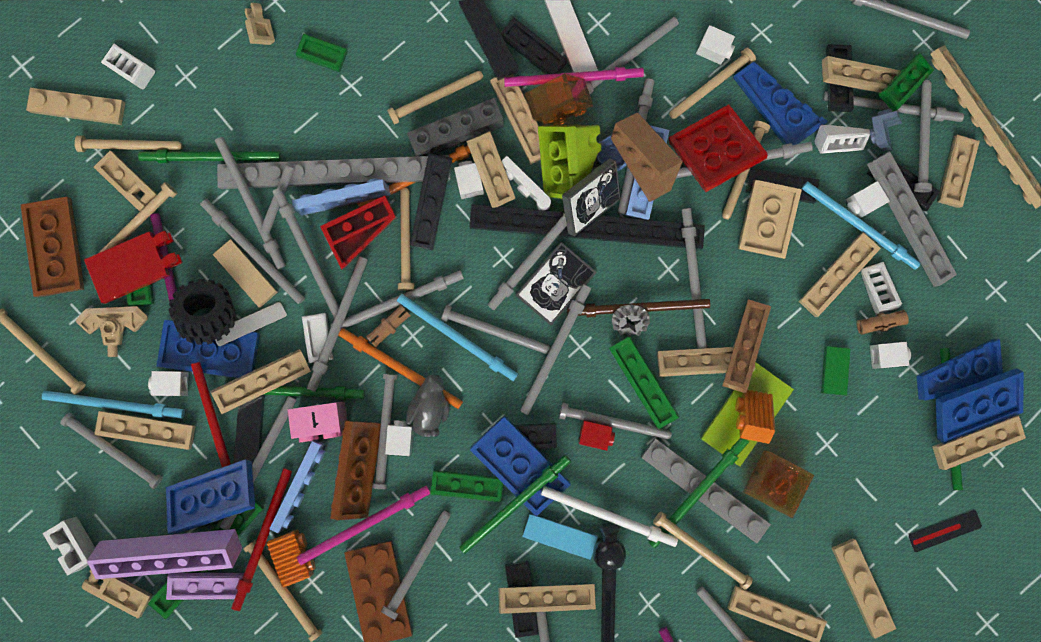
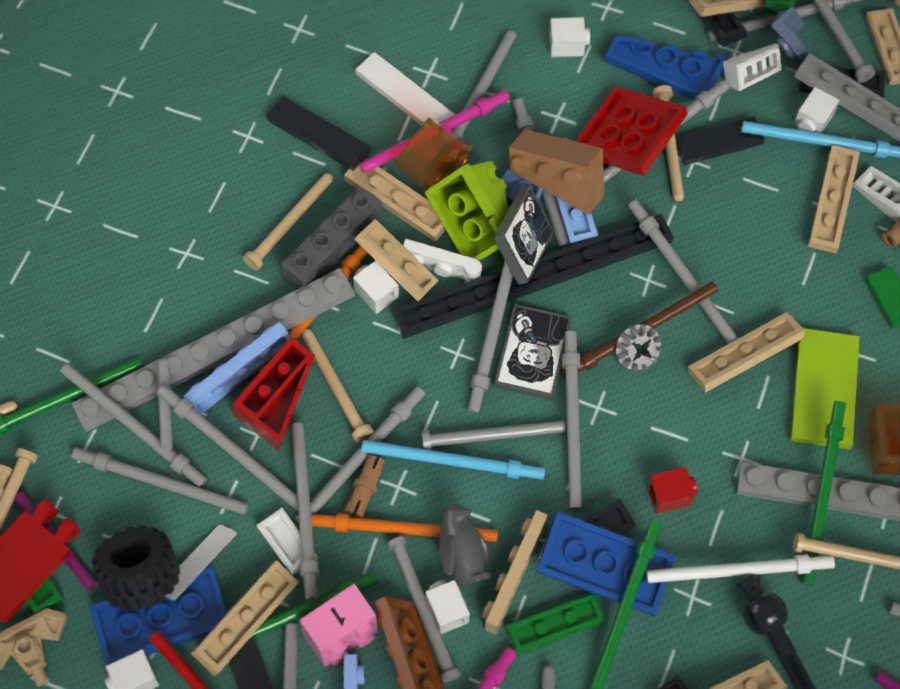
camera: 25 degrees left, 20 degrees down
(245, 273) = (162, 509): tan tile -> none
(258, 28) = (51, 238): tan plate -> none
(321, 52) = (136, 234): green tile -> none
(431, 201) = (345, 325): black tile -> none
(448, 444) = (508, 583): none -> tan plate
(533, 48) = (373, 125): black tile -> none
(560, 536) = (696, 627): medium azure tile -> none
(613, 422) = (623, 481): light grey bar -> none
(644, 382) = (692, 406): green plate -> none
(746, 346) = (781, 311): medium nougat plate -> none
(747, 57) = (607, 34): tan bar -> none
(755, 416) = (836, 375): orange brick -> none
(769, 219) = (726, 176): tan plate -> none

